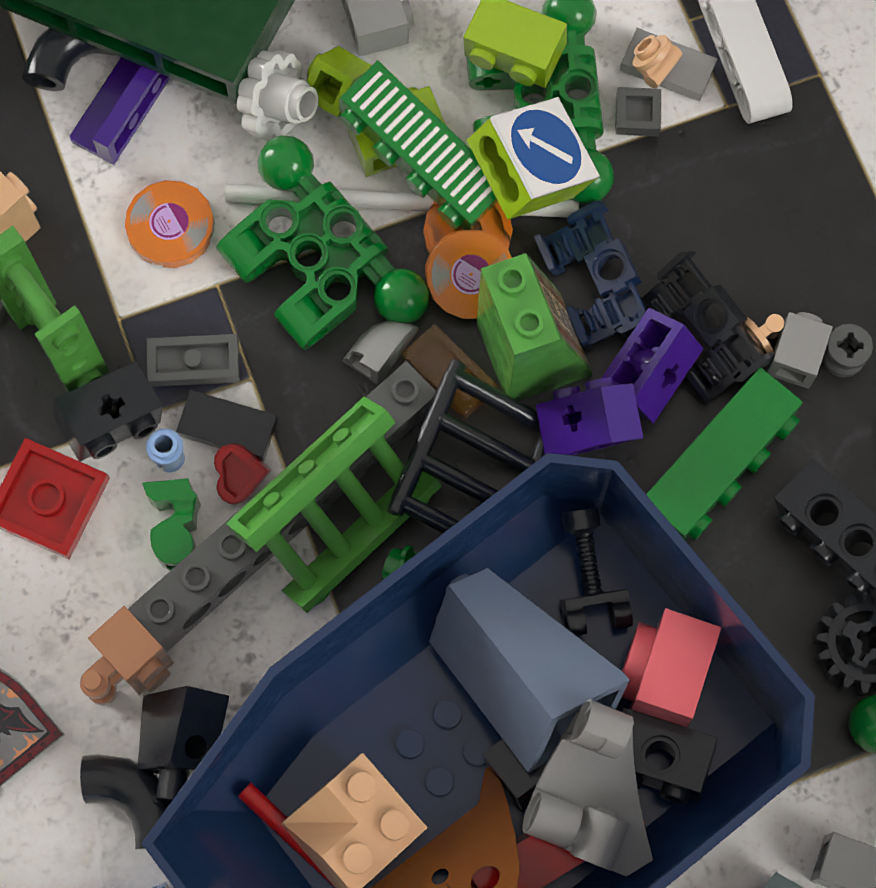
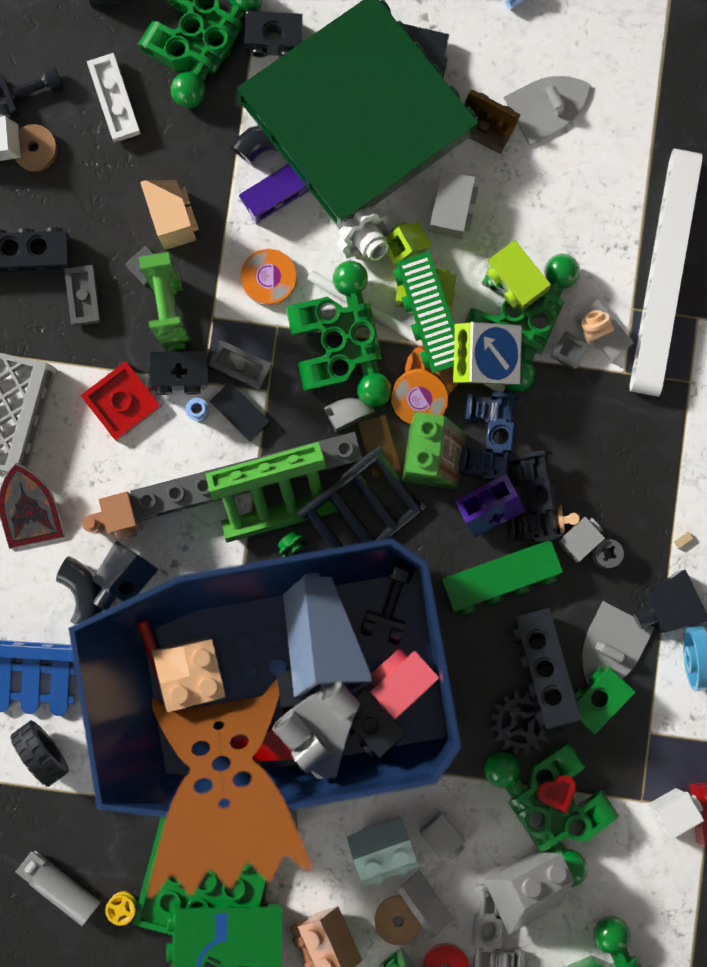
camera: 25 degrees right, 10 degrees up
(172, 537) = (174, 463): green leg -> none
(239, 473) = (231, 443): red tile -> none
(590, 418) = (437, 519): dark purple brick -> none

